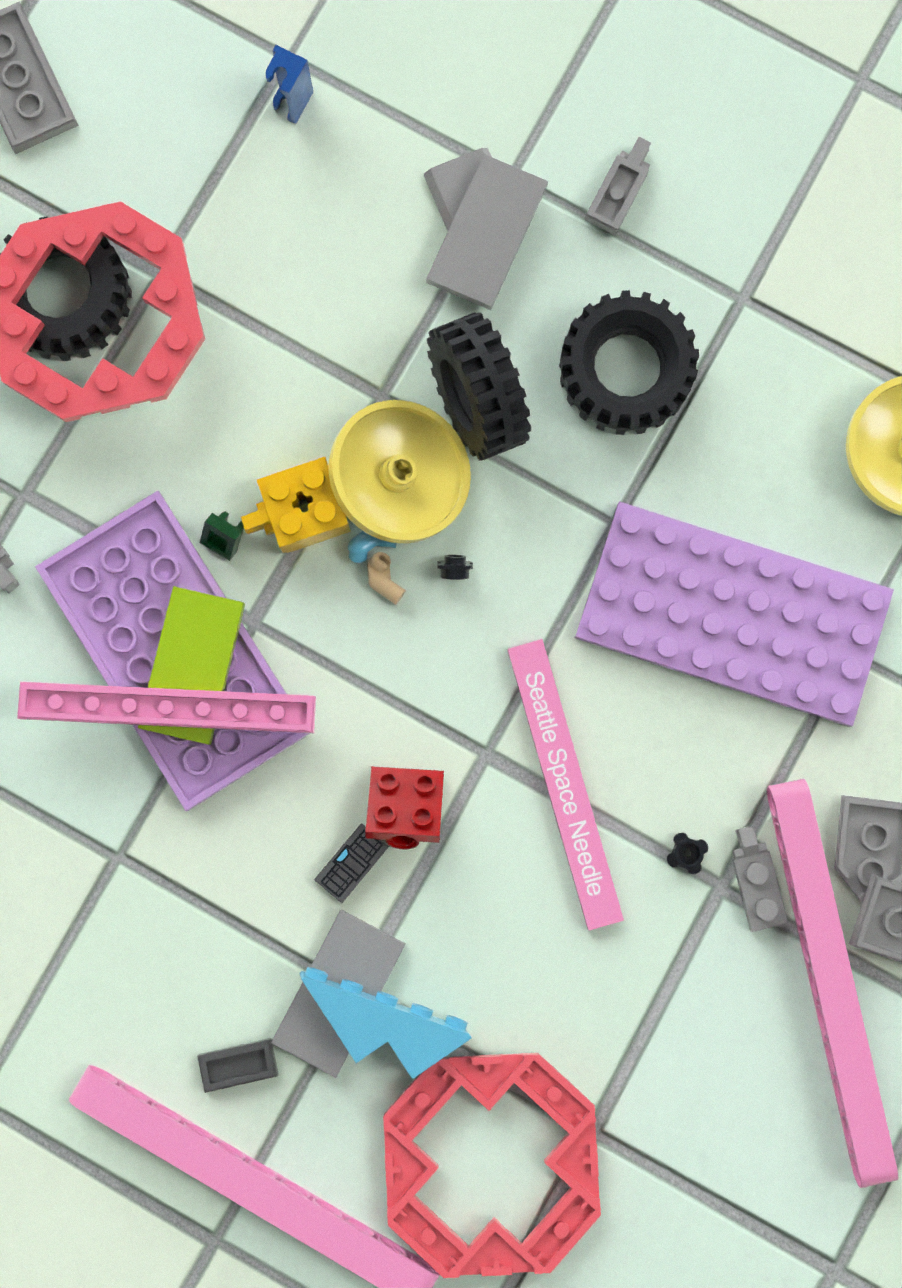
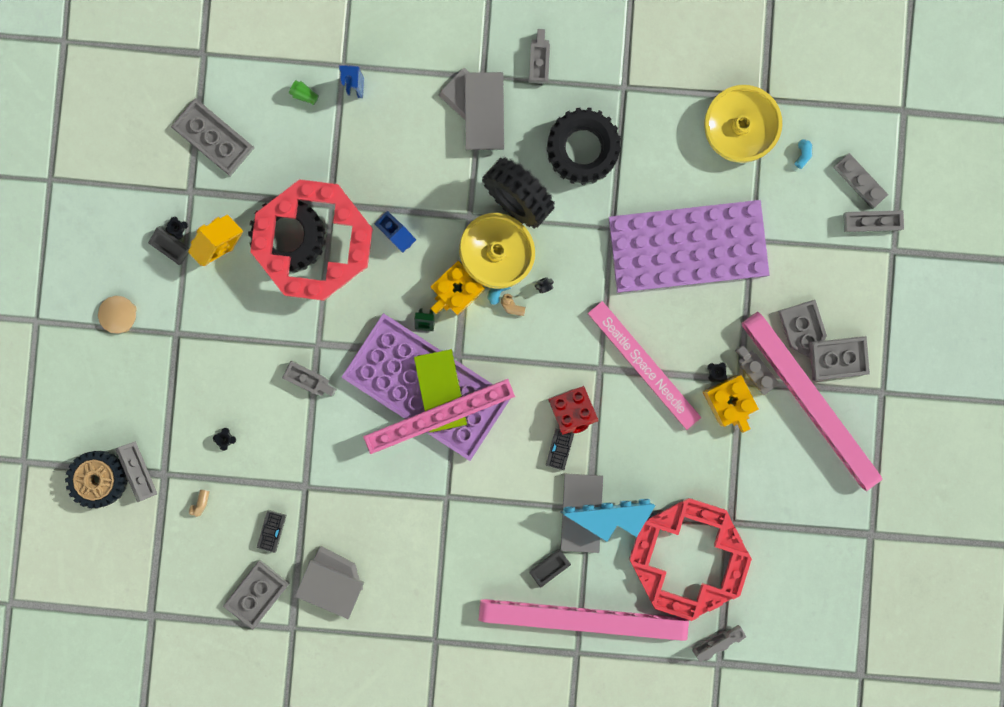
camera: 25 degrees left, 5 degrees up
(199, 69) = (303, 92): none -> bright green cone
(243, 365) = (395, 231): none -> blue slope
(706, 930) = (741, 406): none -> yellow hinge

